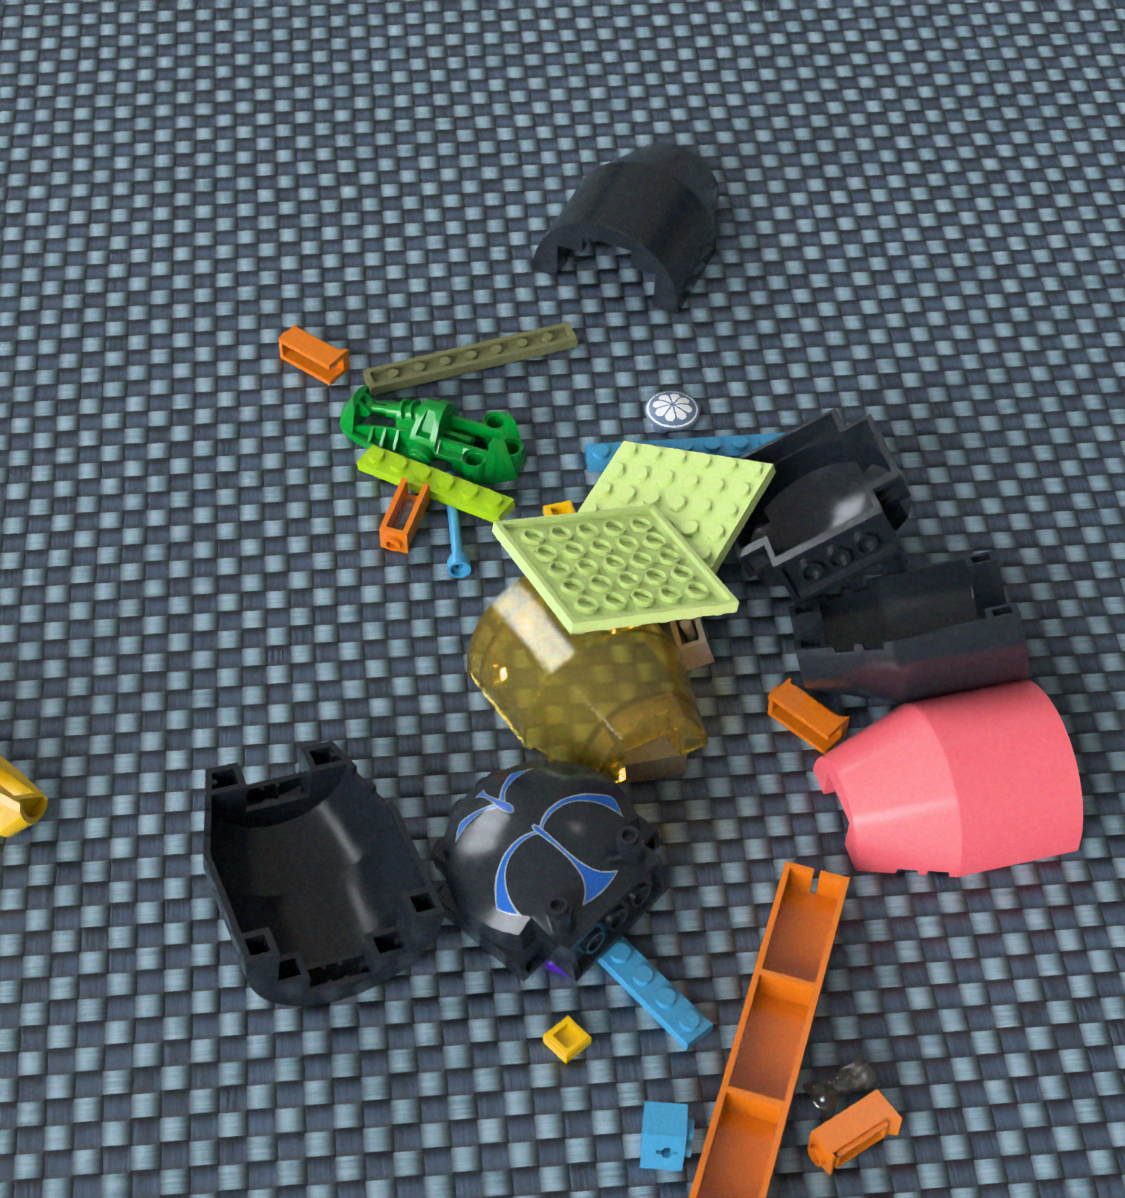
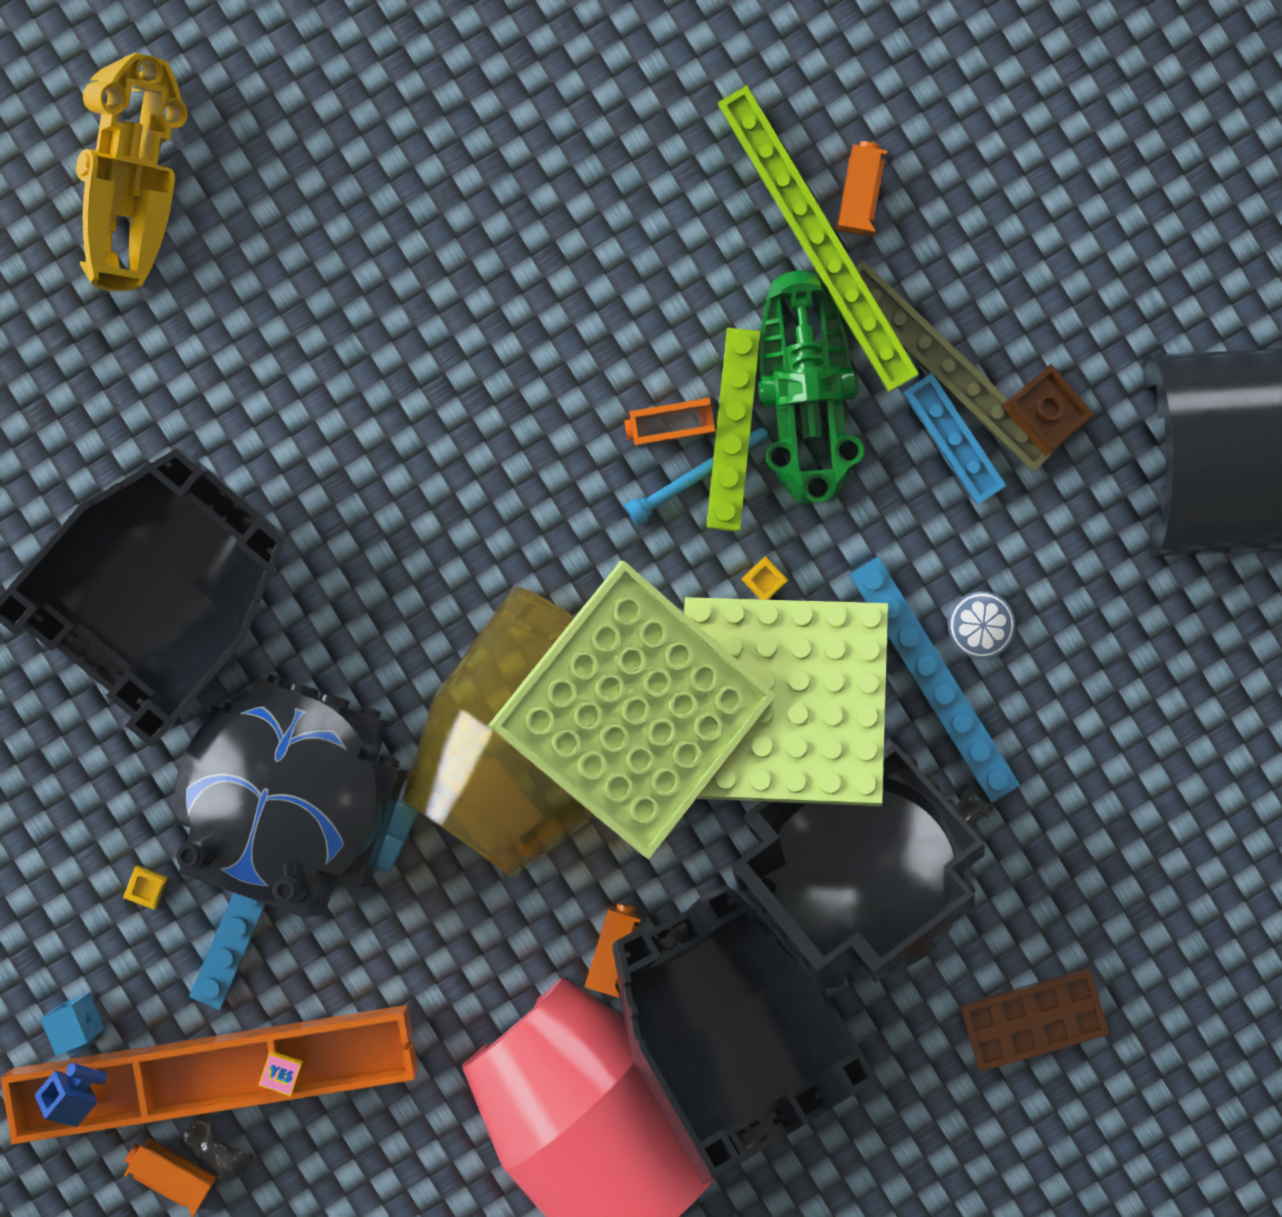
camera: 70 degrees right, 40 degrees up
(329, 382) = (818, 239): none -> lime plate
(525, 373) = (954, 439): none -> dark azure plate
(538, 317) = (1048, 410): none -> reddish brown tile
(732, 1155) = (68, 1095): none -> blue brick
(794, 969) = (280, 1073): none -> tile
(994, 489) = (1034, 1019): none -> reddish brown plate

